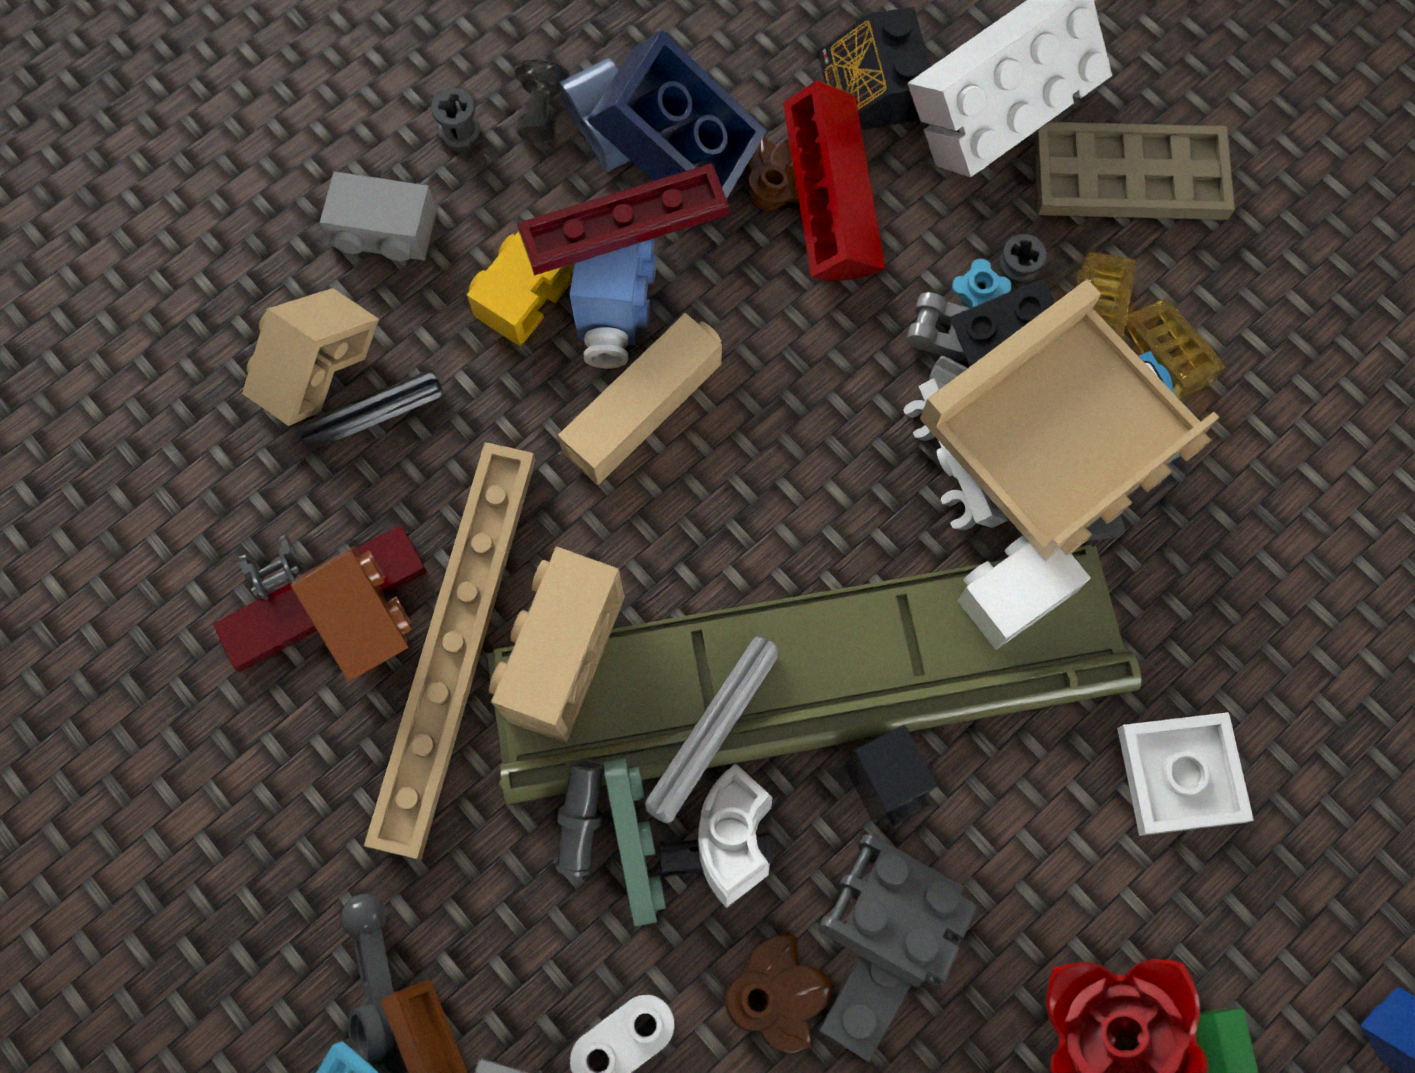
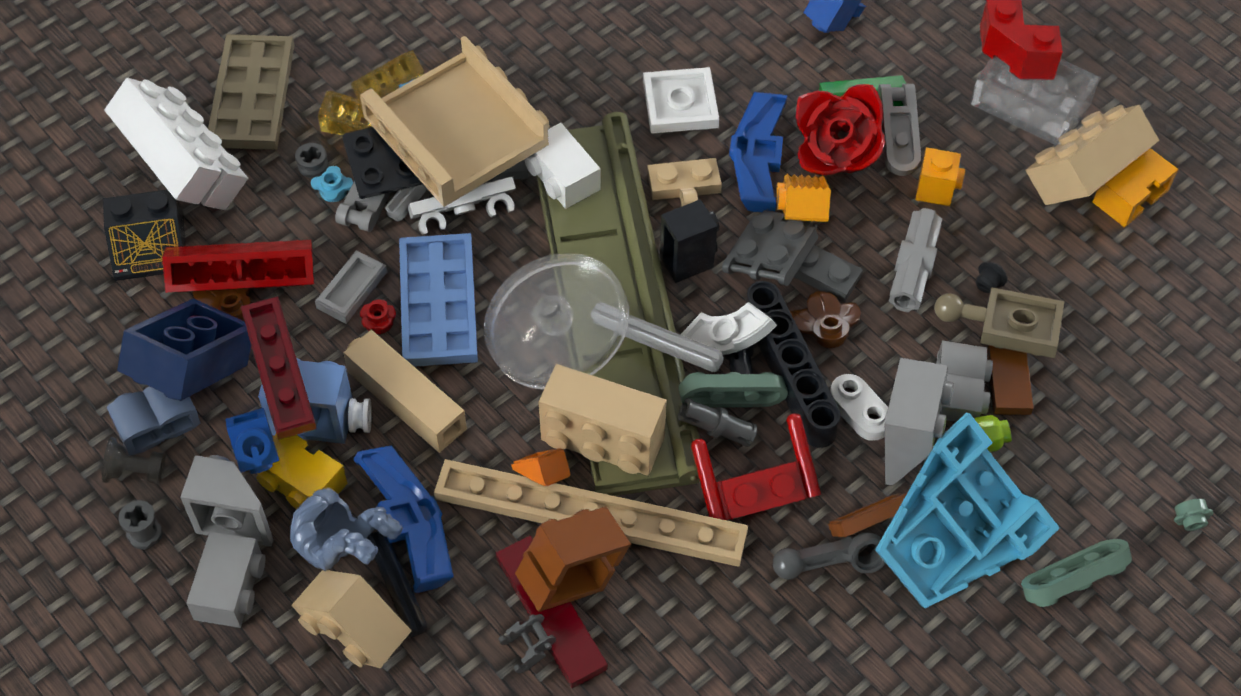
camera: 90 degrees left, 15 degrees down
(427, 315) = (327, 531): none -> sand blue hair
(455, 416) = (416, 513): none -> blue plate
(466, 198) = (223, 501): none -> light grey slope
(481, 881) = (760, 488): none -> red plate
(513, 576) = (544, 466): none -> orange slope
(520, 197) = (252, 441): none -> blue brick
(659, 935) = (800, 376): none -> black beam
(750, 590) = (555, 313): none -> clear dish
(765, 372) = (381, 323): none -> red plate
(792, 433) = (438, 300): none -> medium blue plate
(815, 326) = (351, 287): none -> light grey tile
(986, 965) = (804, 198): none -> light orange brick
(1028, 778) = (684, 180): none -> tan plate
(1093, 896) = (757, 151): none -> blue plate

